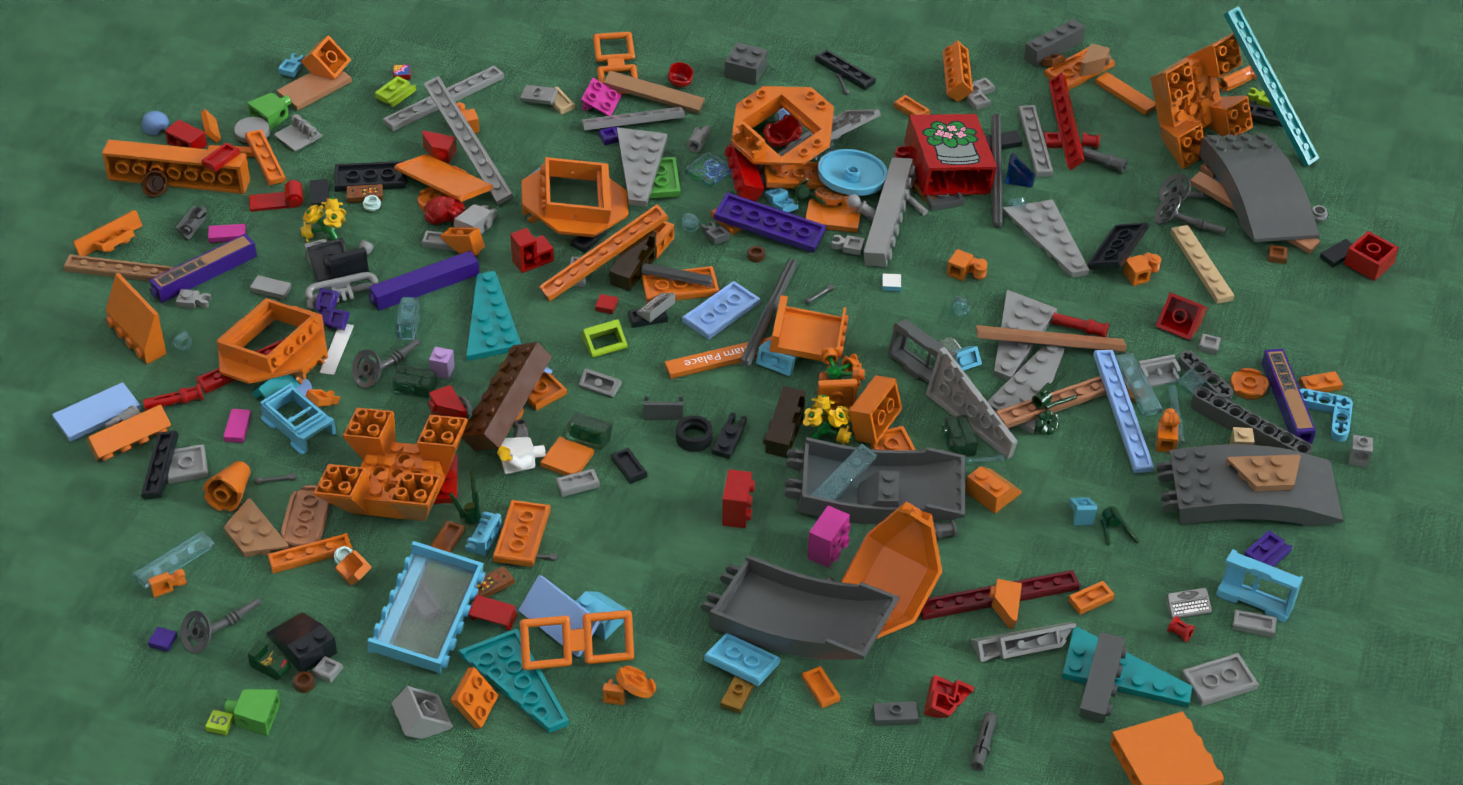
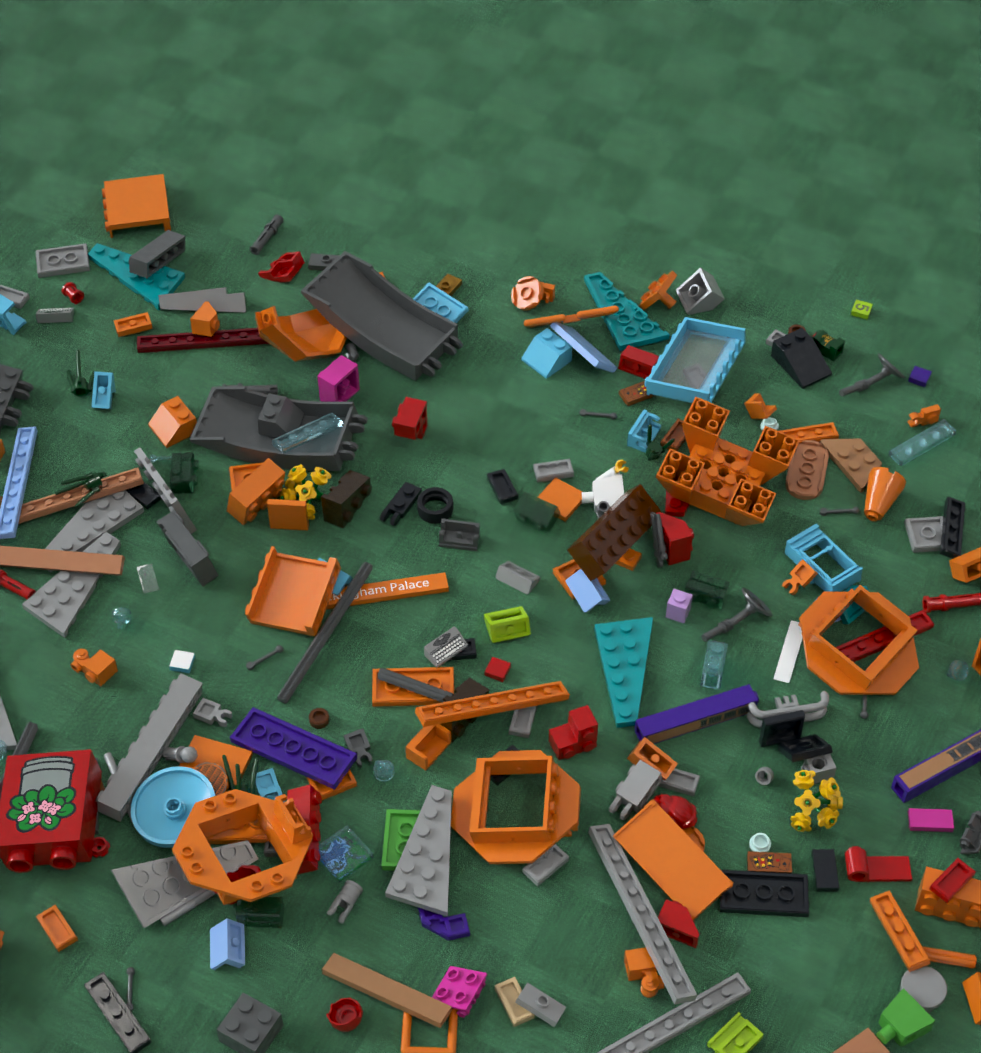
camera: 170 degrees left, 5 degrees up
(191, 298) = (957, 729): light grey plate -> none
(237, 425) = (883, 568): dark pink tile -> none
(255, 709) = (834, 309): bright green torso -> none
(270, 287) = (869, 734): light grey tile -> none
(298, 134) = (860, 975): light grey hinge -> none
(325, 305) = (798, 680): dark purple tile -> none
(521, 533) = (609, 431): orange tile -> none
(633, 118) = (422, 948): light grey tile -> none
(721, 310) = (375, 649): light blue tile -> none
(849, 365) = (281, 535): orange plant -> none
(968, 357) = (150, 559): medium azure panel -> none

